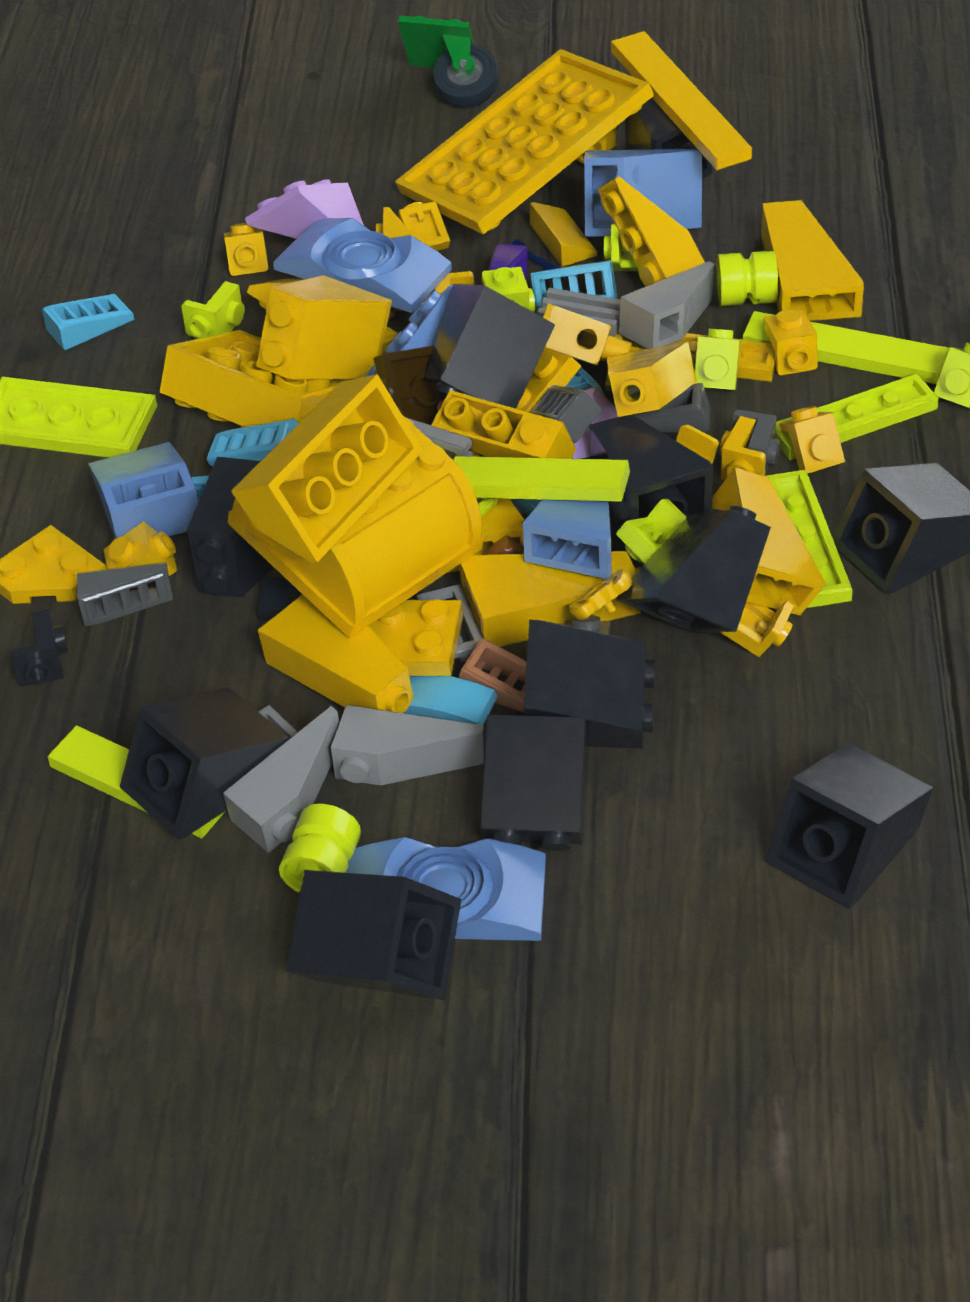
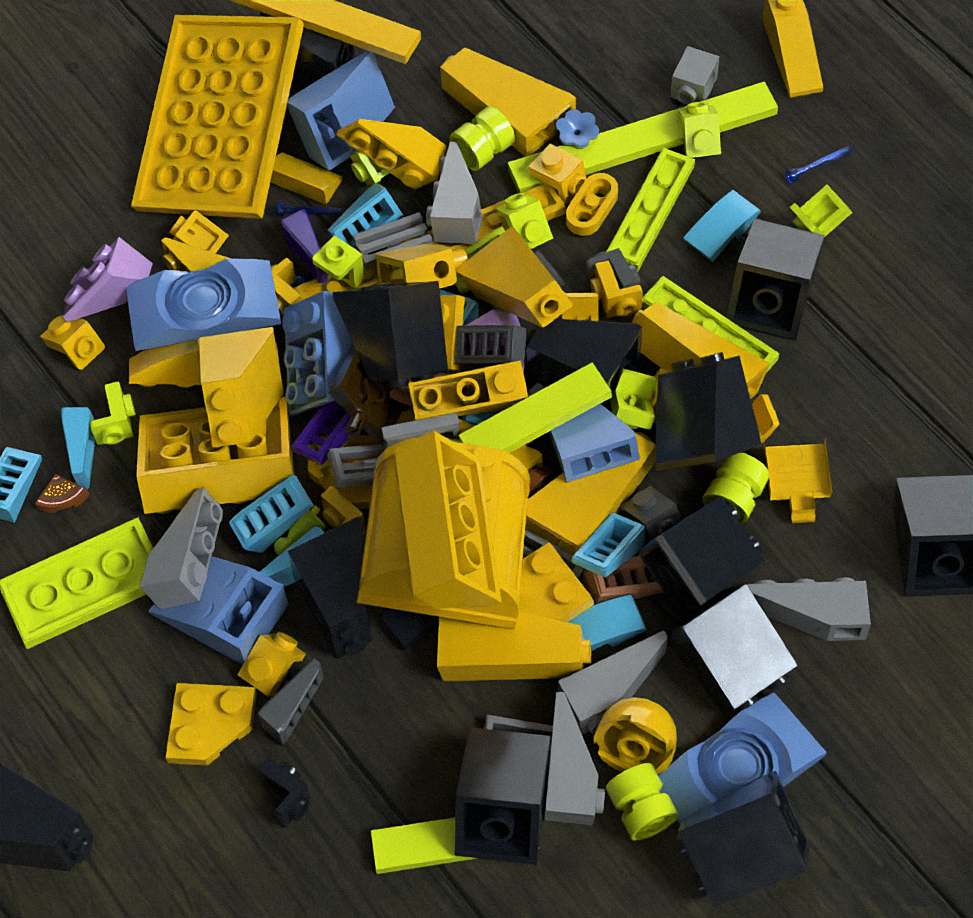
camera: 40 degrees left, 15 degrees up
(117, 348) = (61, 495): none -> dark orange tile
(154, 428) = (183, 554): none -> light grey slope
(168, 317) = (79, 442): none -> medium azure slope
(375, 791) = (635, 734): none -> yellow cylinder
(462, 71) = (90, 69): plate -> none
(500, 632) = (619, 534): none -> medium azure slope
(601, 595) = (648, 476): yellow piece -> none
(663, 811) = (822, 609): none -> light grey slope
(690, 662) = (738, 482): none -> neon yellow wheel
(761, 696) = (800, 476): none -> yellow piece
(798, 381) = (591, 207): none -> yellow plate
(814, 439) = (651, 247): yellow bracket -> none
(845, 315) = (577, 128): none -> medium blue plant
(911, 452) = (721, 224): none -> medium azure slope

